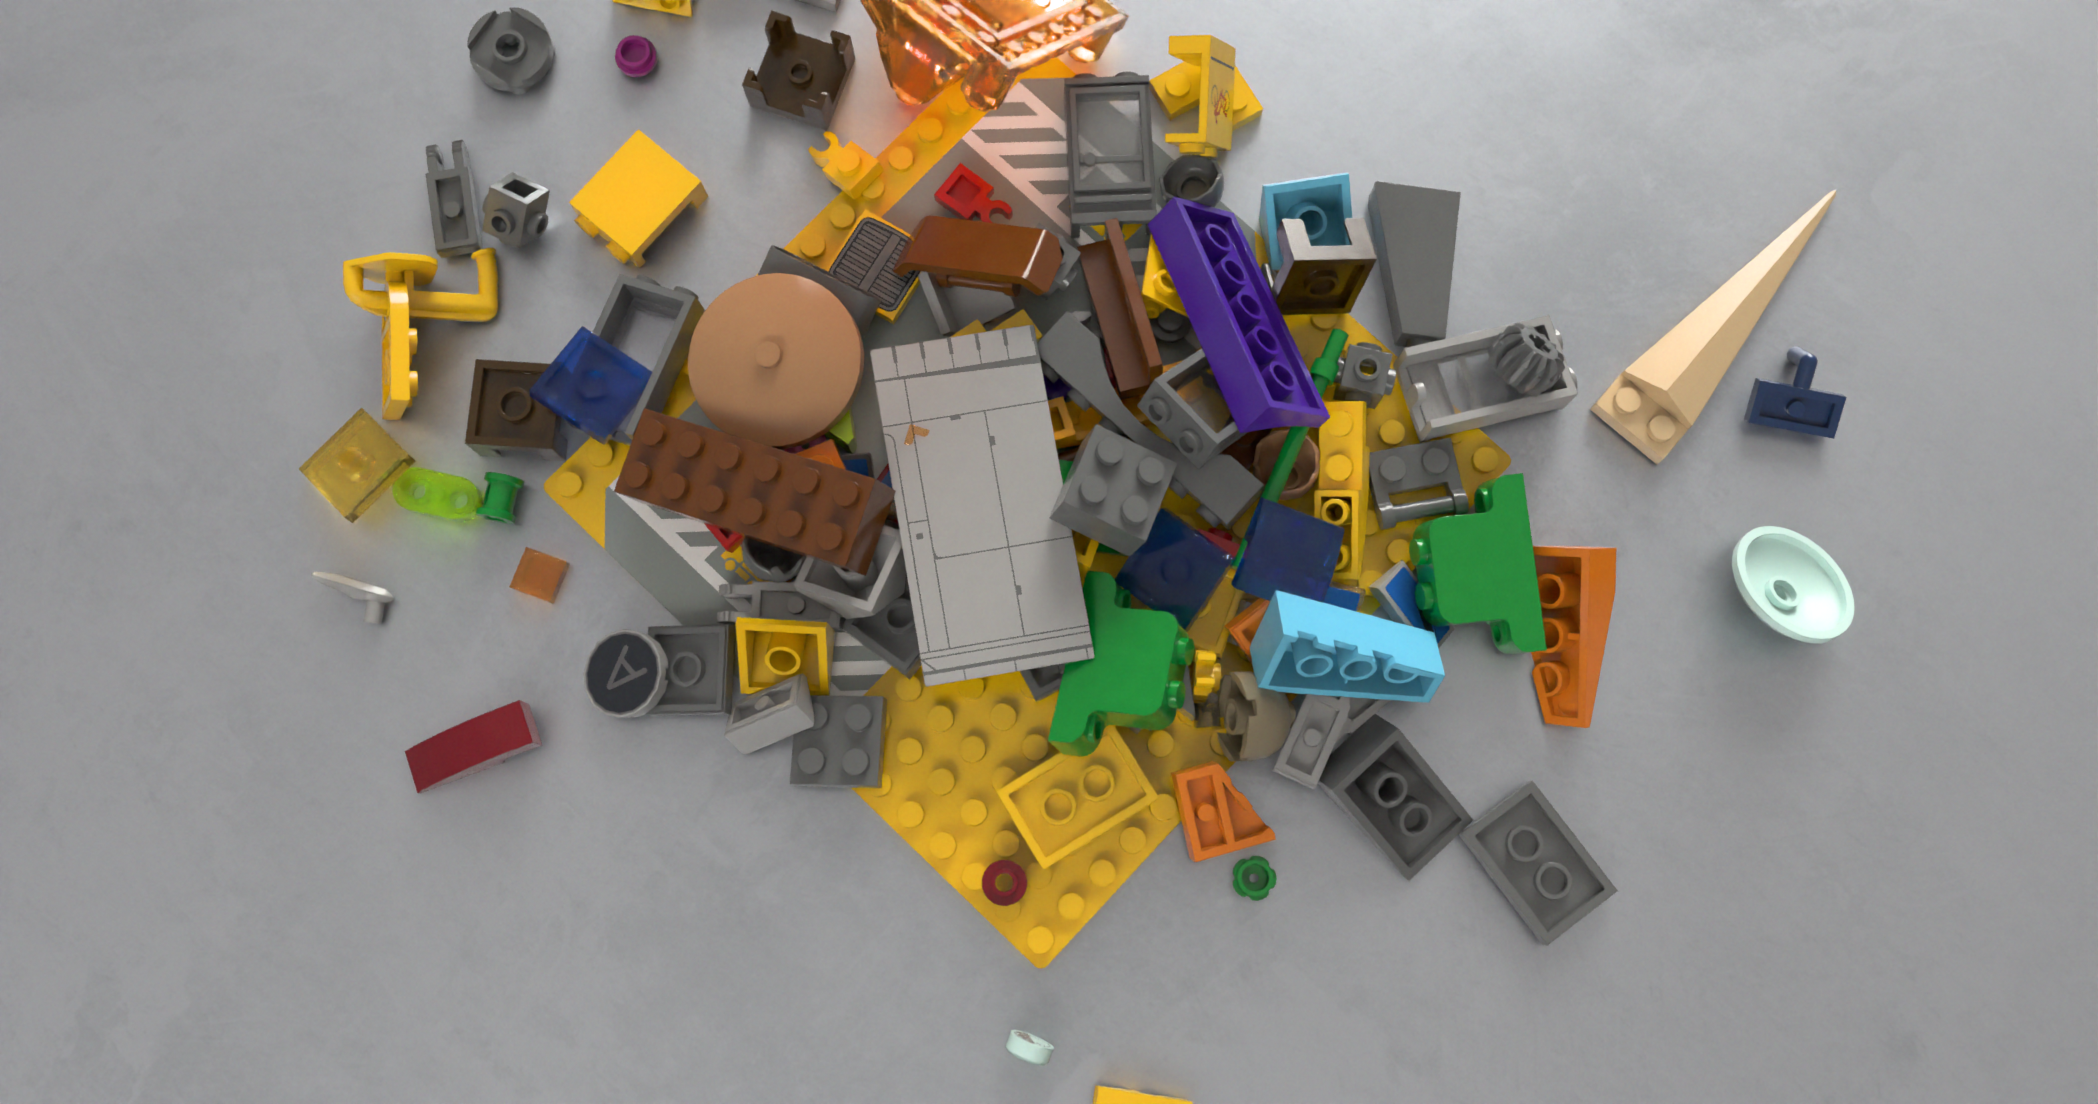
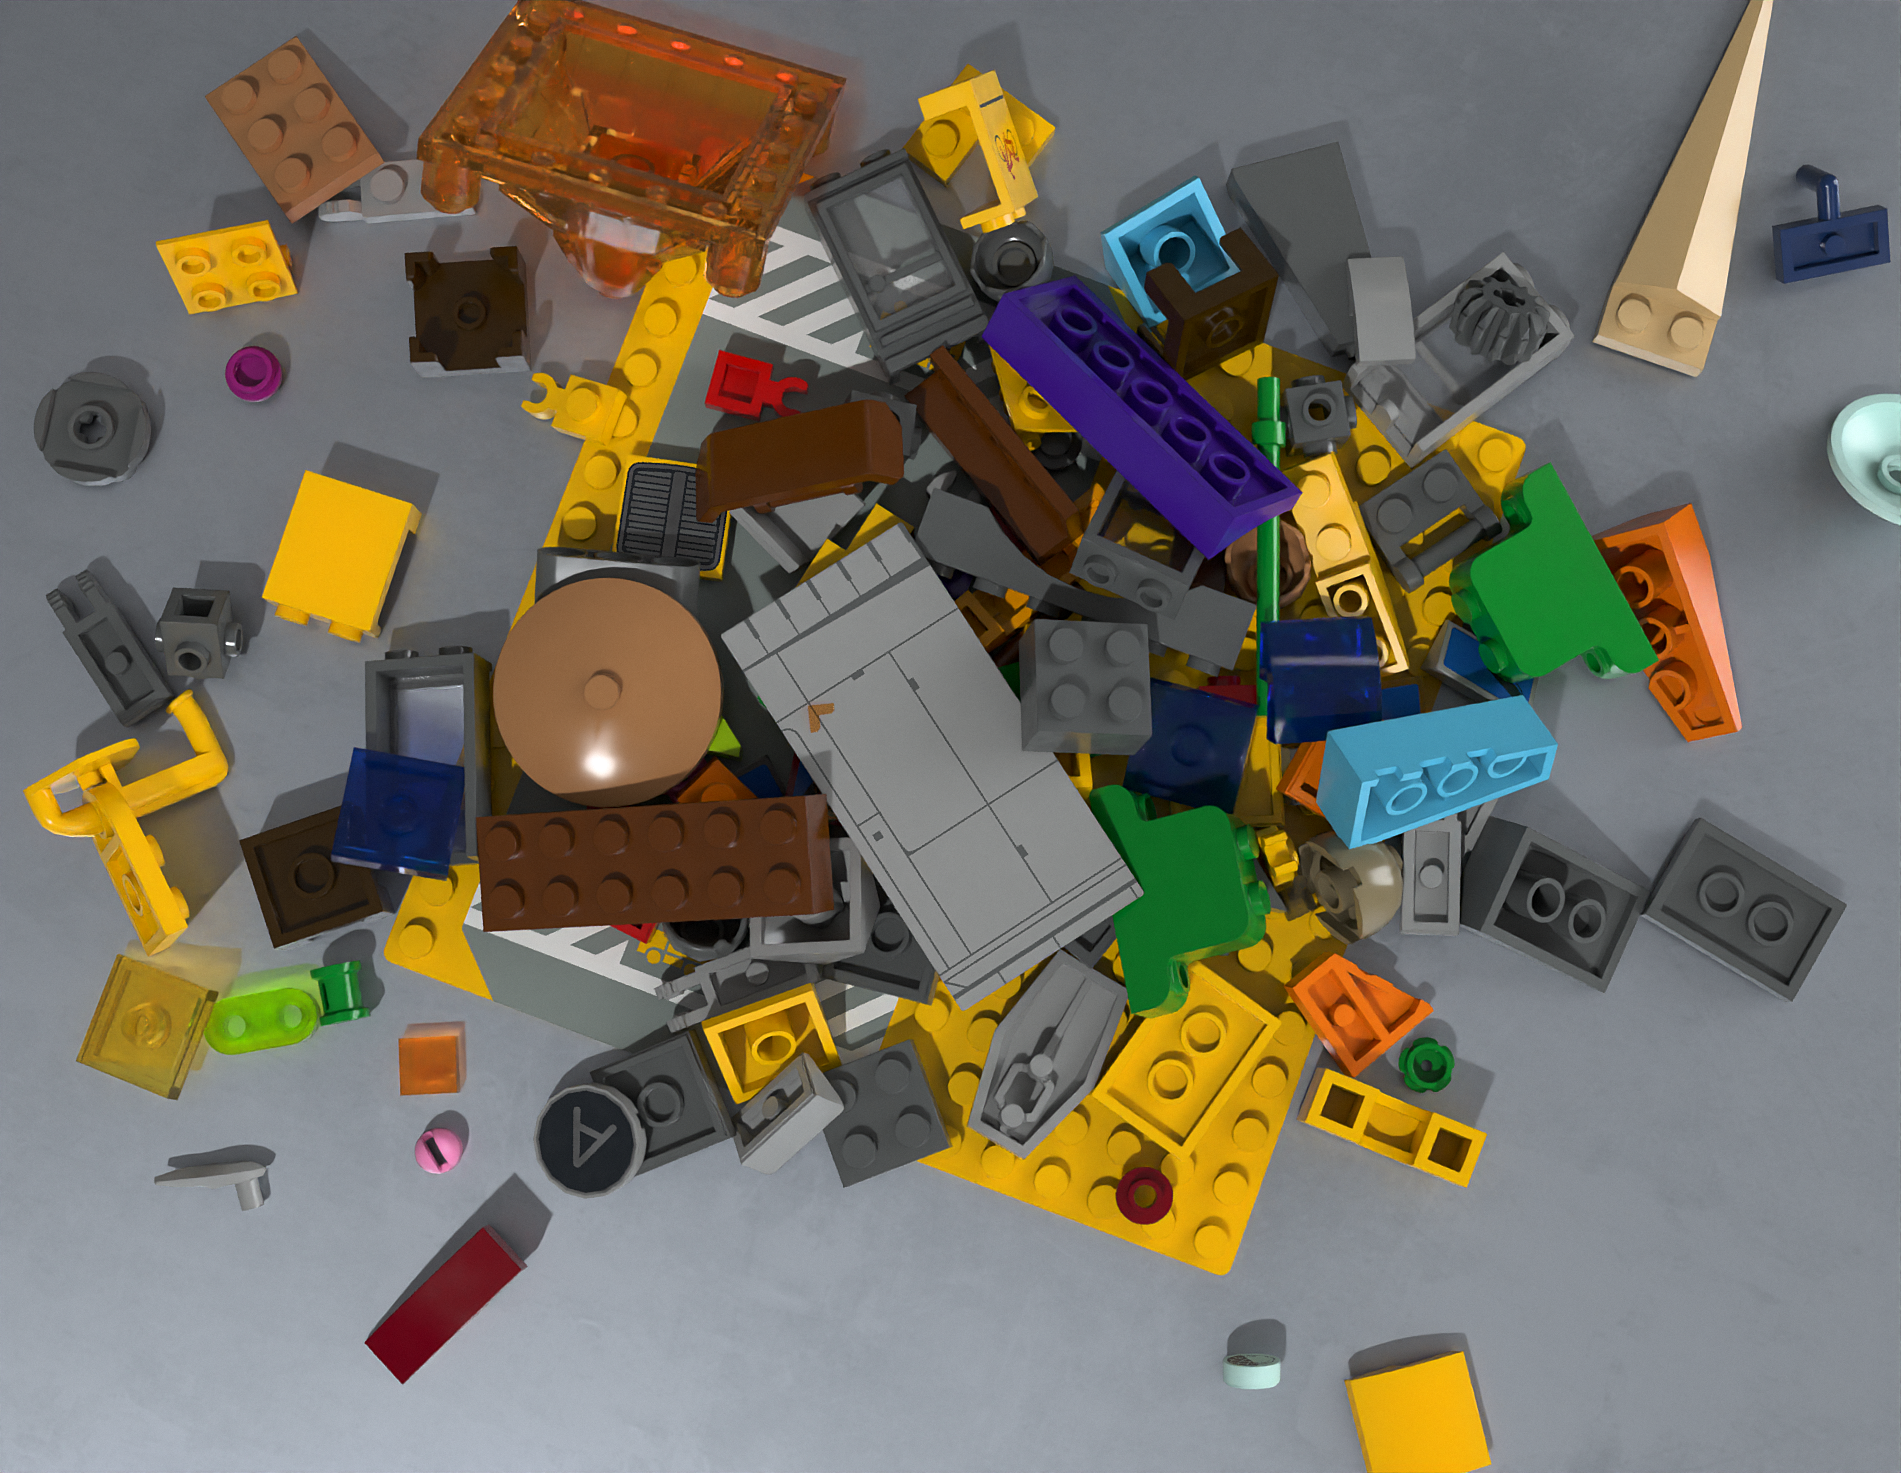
camera: 30 degrees left, 5 degrees up
(526, 636) = (449, 1146): none -> bright pink hinge
(976, 750) = (1046, 1054): none -> light grey piece
(1208, 910) = (1391, 1127): none -> yellow arch
(1441, 319) = (1380, 311): none -> light grey slope

